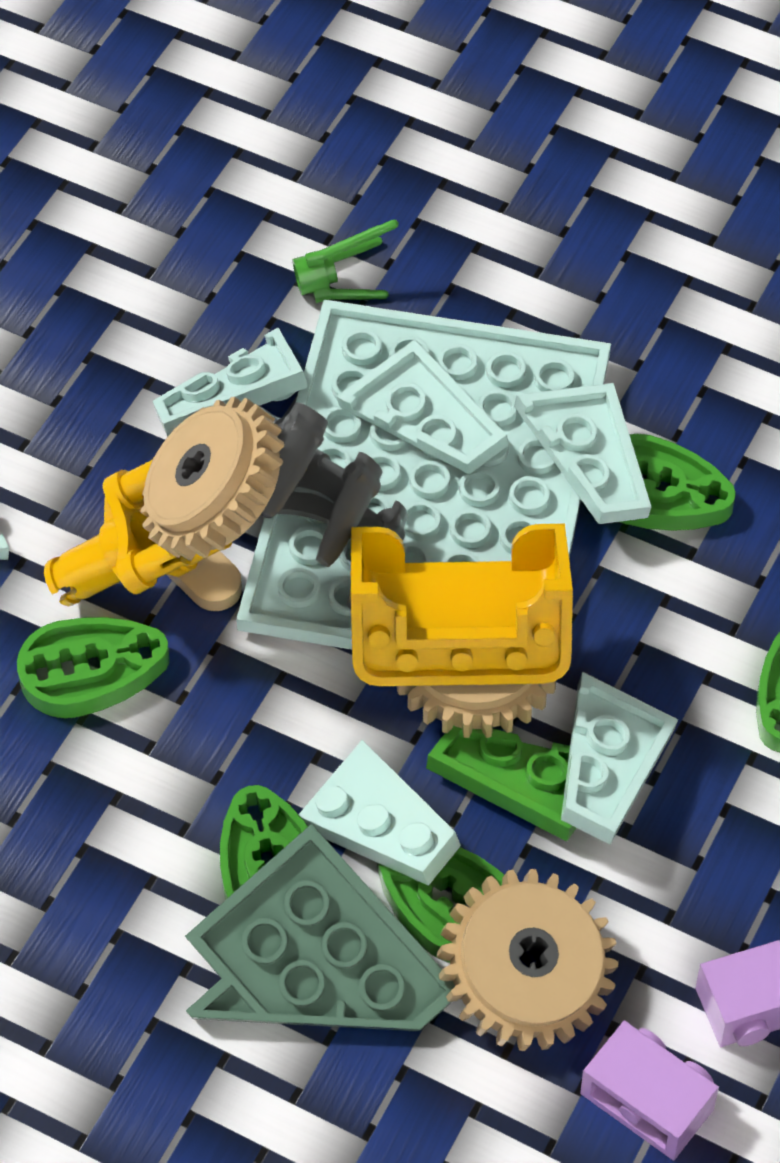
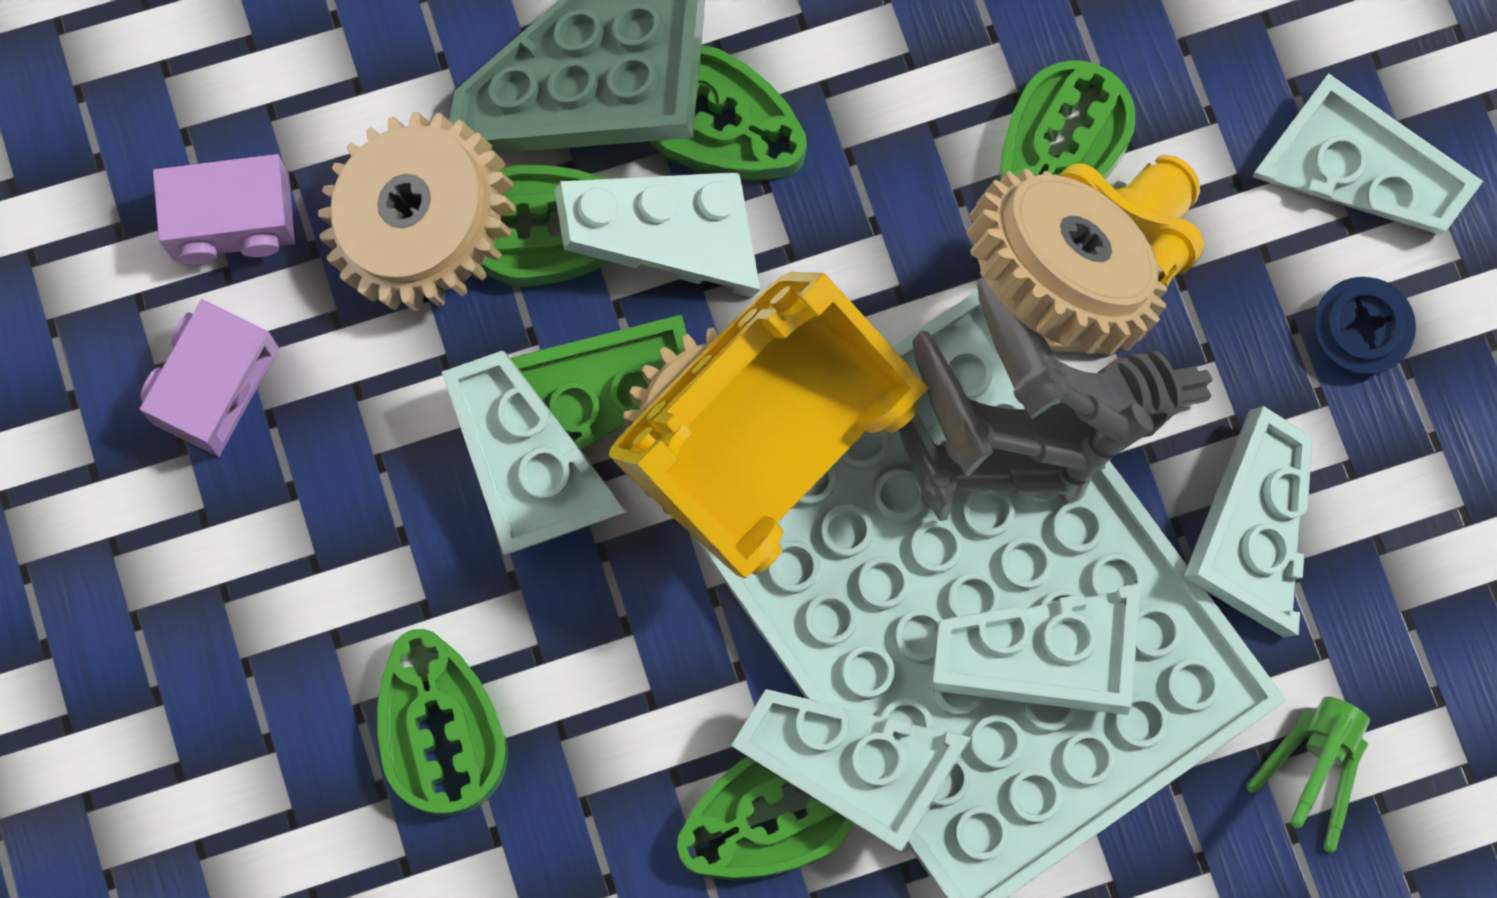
camera: 135 degrees right, 20 degrees up
(50, 413) = (1377, 302): none -> dark blue gear

